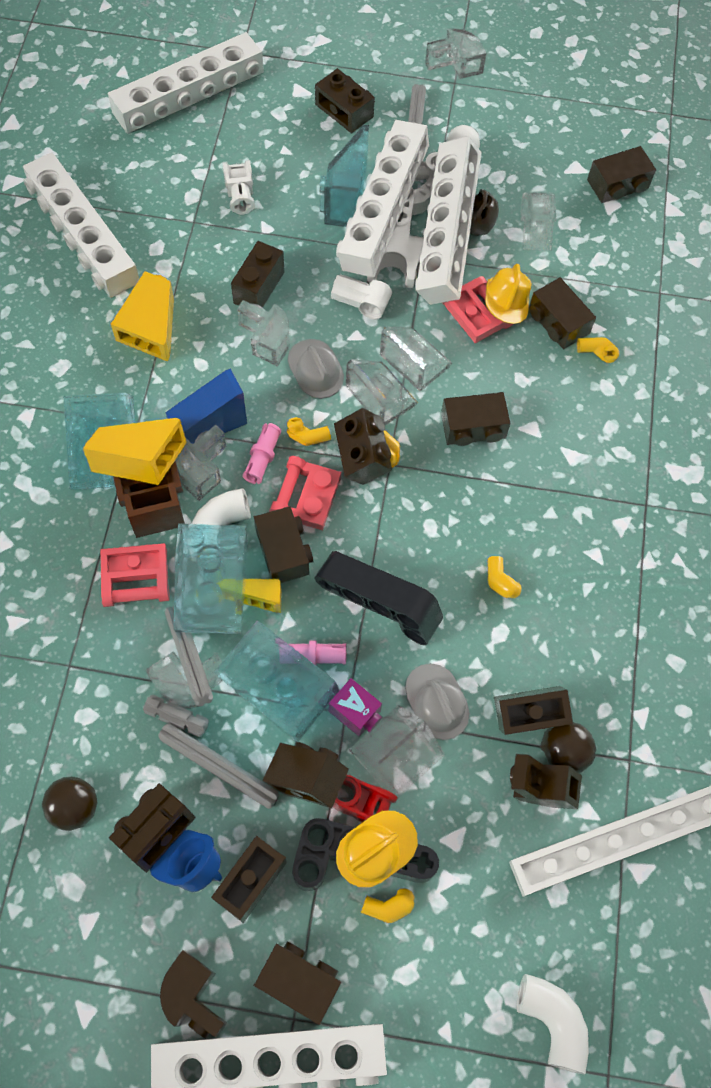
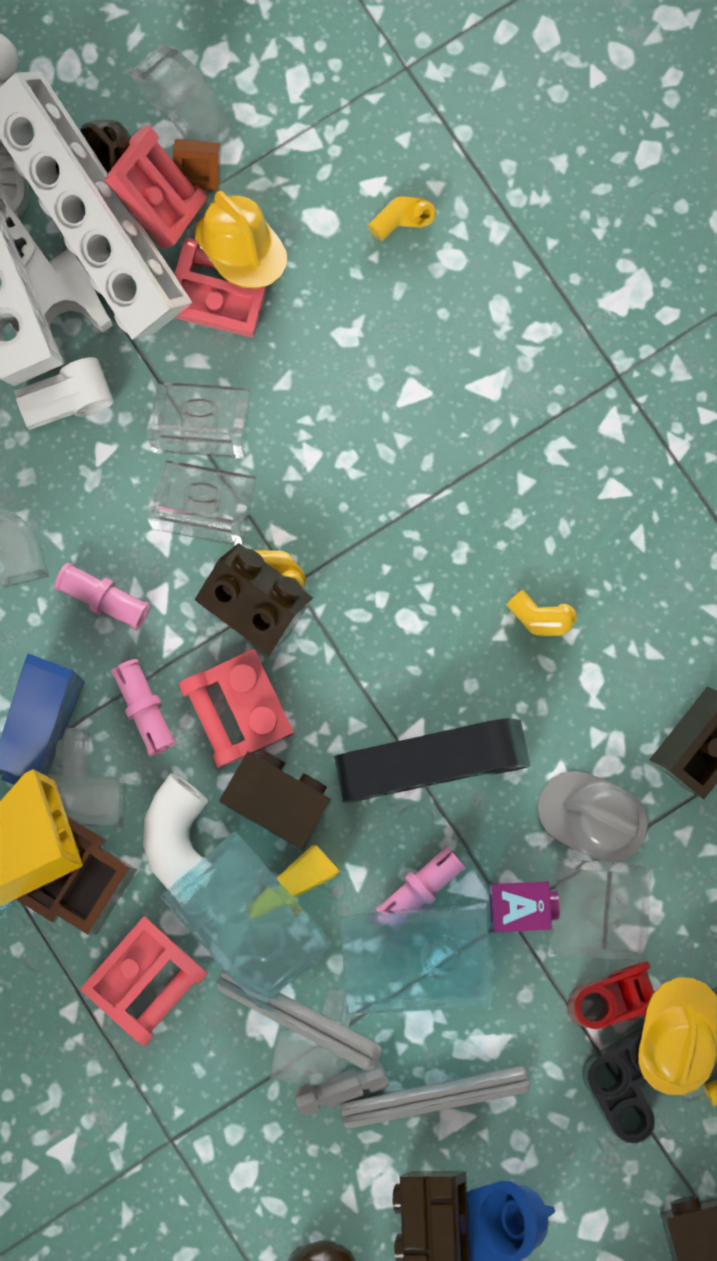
camera: 40 degrees left, 15 degrees up
(249, 879) = (582, 1183): dark brown brick -> none
(292, 390) = (102, 596): none -> bright pink pin
(304, 435) = (170, 638): yellow arm -> none
(306, 773) = (540, 1028): dark brown brick -> none
(316, 368) = (96, 538): light grey piece -> none
(475, 418) = (348, 447): dark brown brick -> none
(488, 239) = (155, 188): none -> coral plate
(518, 250) = (199, 162): none -> dark orange plate
(561, 313) = (321, 209): dark brown brick -> none

